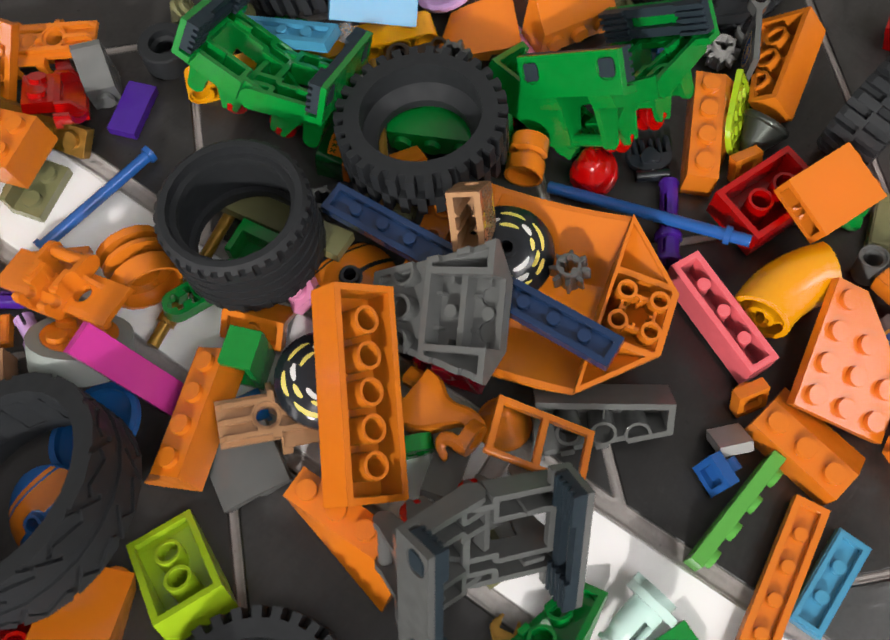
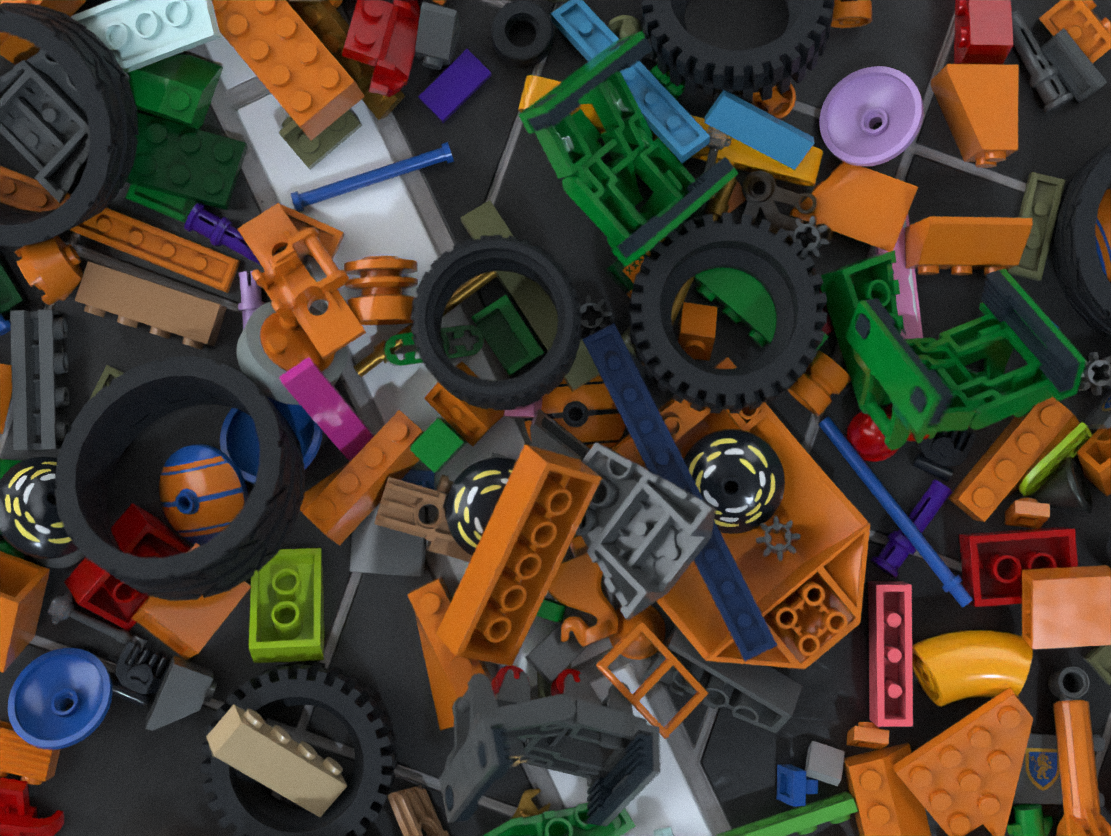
camera: 25 degrees right, 20 degrees up
(470, 208) = (721, 432): medium nougat torso -> none

